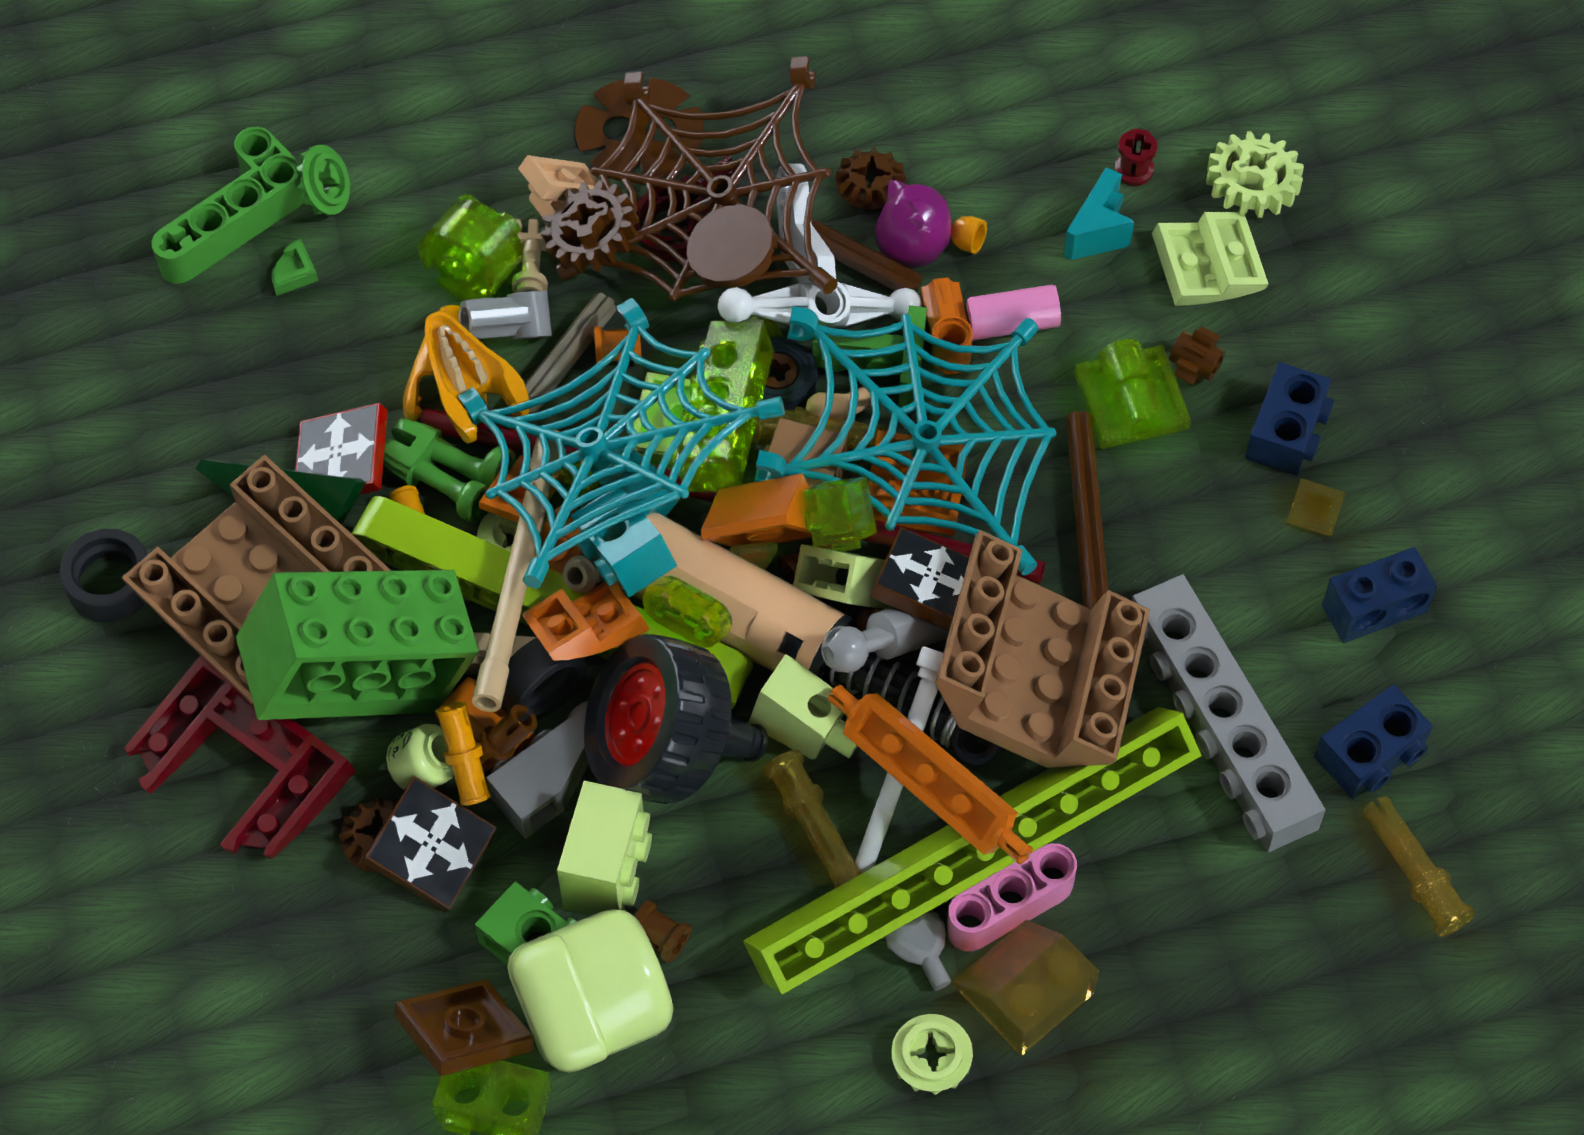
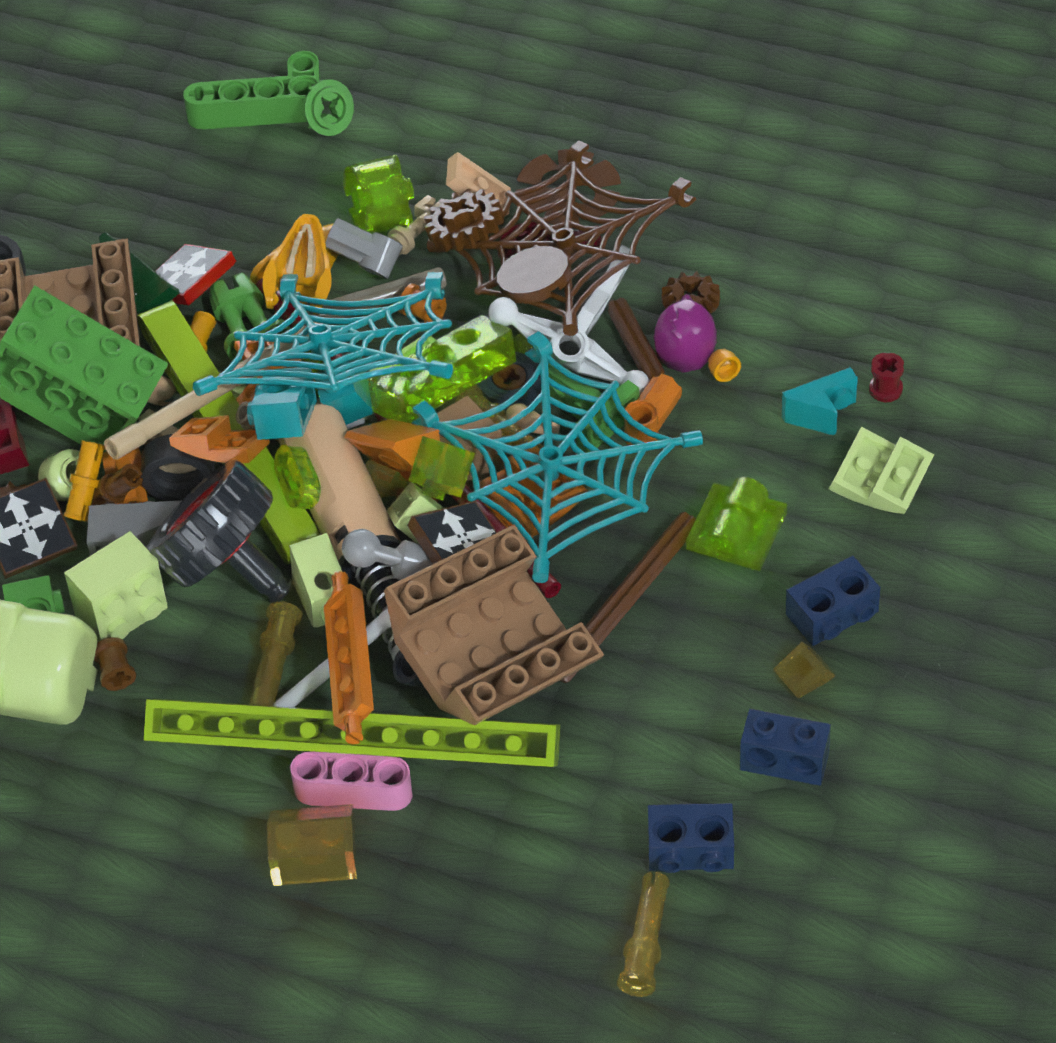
camera: 40 degrees right, 10 degrees down
(293, 269) = (268, 155): bright green tile -> none
(921, 944) = (269, 774): light grey rock -> none
(947, 1038) = (210, 829): yellowish green gear -> none
(1002, 312) = (719, 431): bright pink brick -> none
(1197, 355) = (805, 524): reddish brown gear -> none
(1254, 174) = (962, 433): yellowish green gear -> none
(1272, 820) = (591, 846): light grey brick -> none

